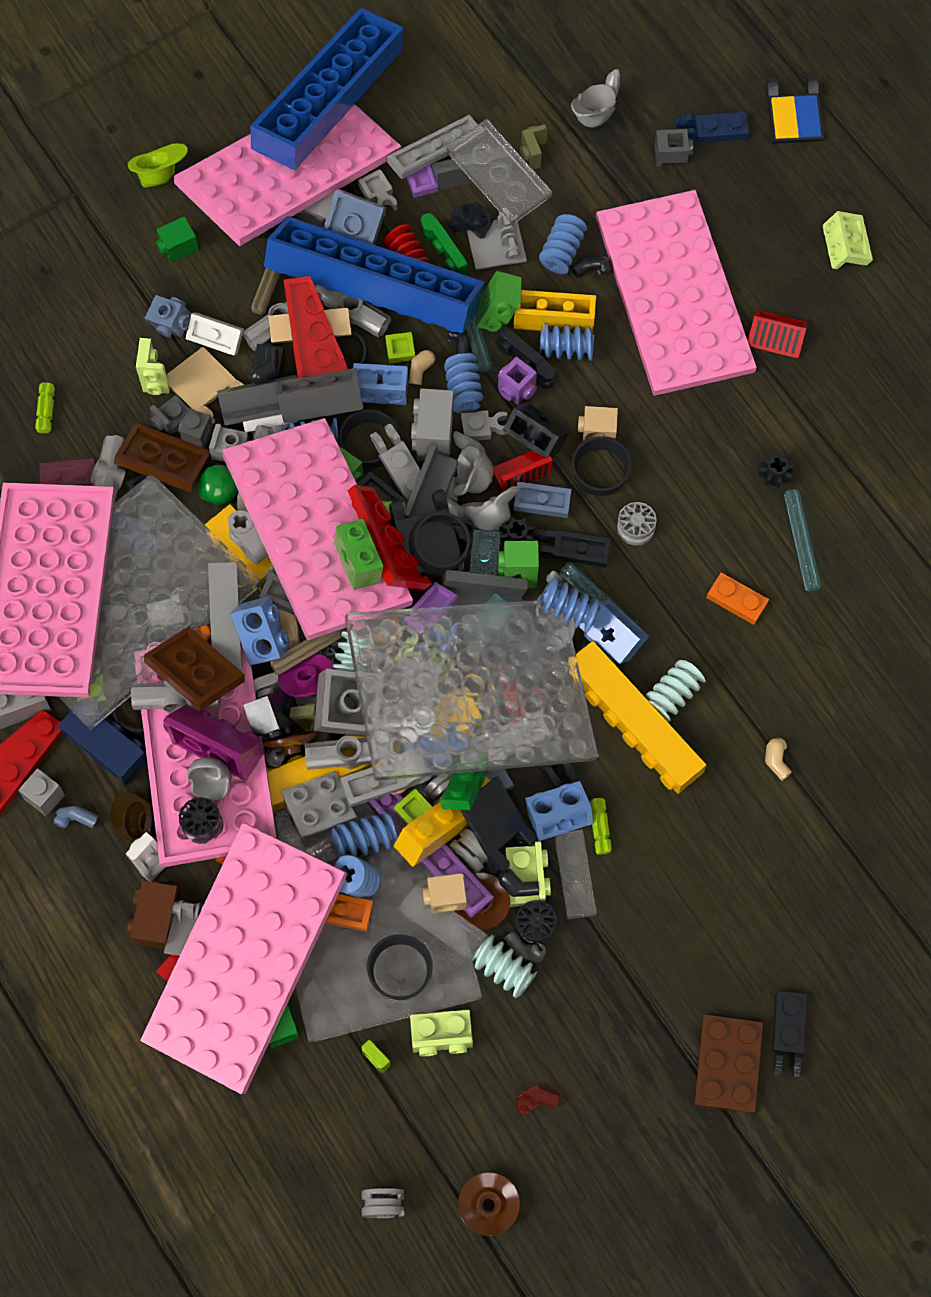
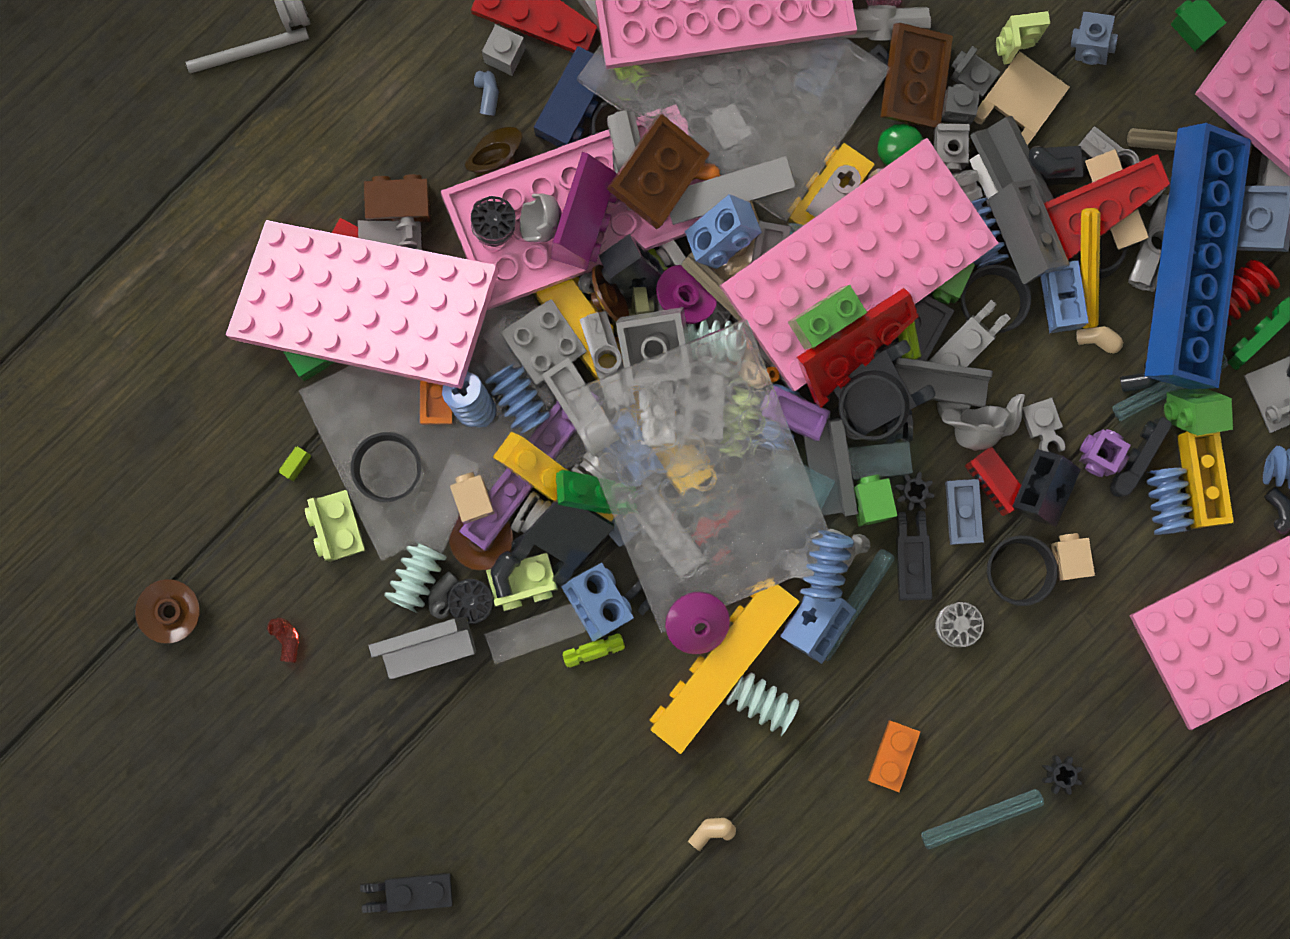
camera: 75 degrees right, 15 degrees up
(145, 857) = (450, 172): white plate -> none
(214, 333) = (1086, 95): white plate -> none
(351, 352) = (1090, 263): none -> yellow axle
(384, 1205) = (146, 503): light grey wheel -> none
(400, 347) = (1119, 310): lime plate -> none
(412, 807) = (559, 444): lime plate -> none
(432, 422) = (1024, 368): light grey brick -> none
(463, 382) = (1089, 390): medium blue piece -> none
(488, 514) = (931, 450): light grey hair -> none
(570, 969) = (425, 647): none -> panel
(589, 730) = (692, 610): none -> magenta dish
(728, 1064) = (362, 834): reddish brown plate -> none
(777, 333) = (1244, 747): panel -> none

